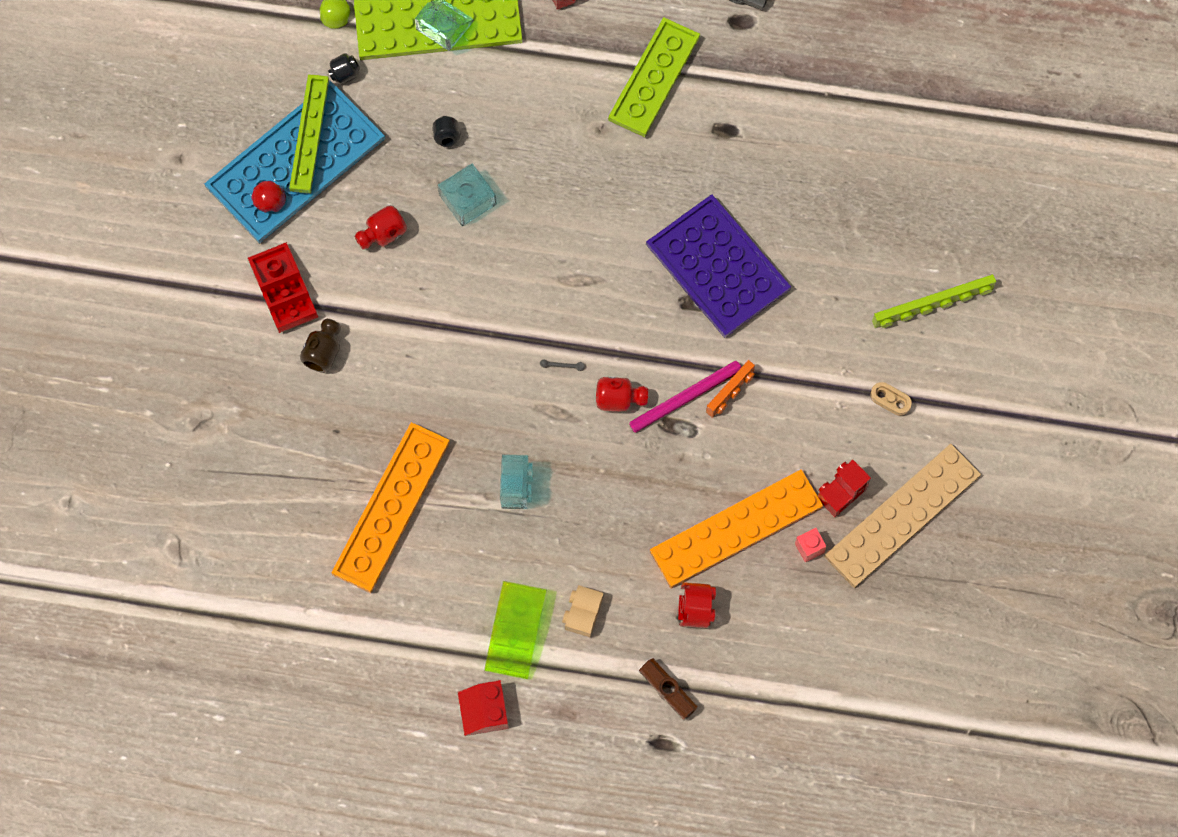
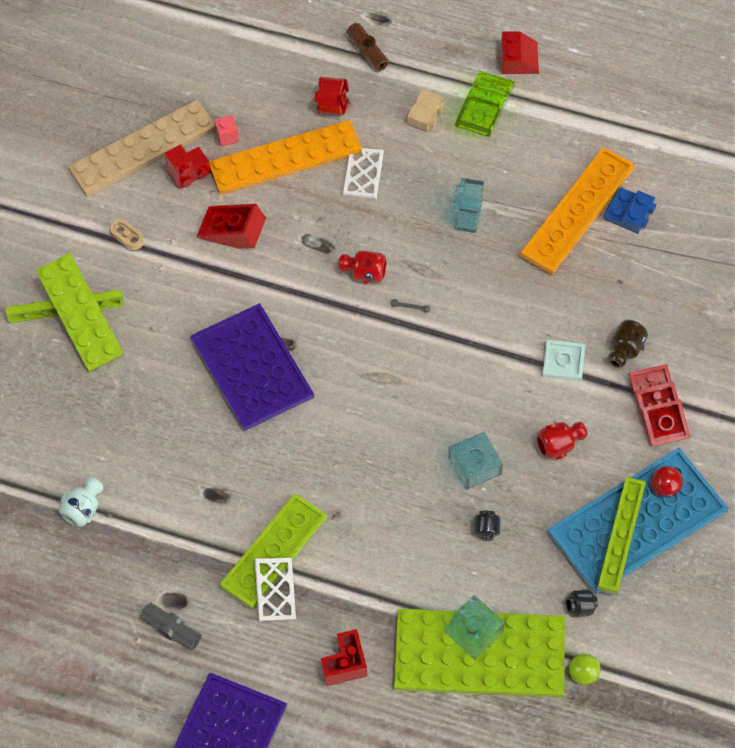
camera: 170 degrees left, 10 degrees down
(331, 517) = (630, 209): none -> blue plate
(388, 326) = (564, 360): none -> light aqua tile
(627, 513) = (360, 192): none -> white window
(651, 55) = (290, 599): none -> white window
(684, 396) = (305, 263): dark pink axle -> none
(731, 389) = (264, 260): orange plate -> none
(776, 425) = (233, 225): none -> red slope
(856, 90) = (80, 503): none -> light aqua piece
(915, 287) = (79, 312): none -> lime plate

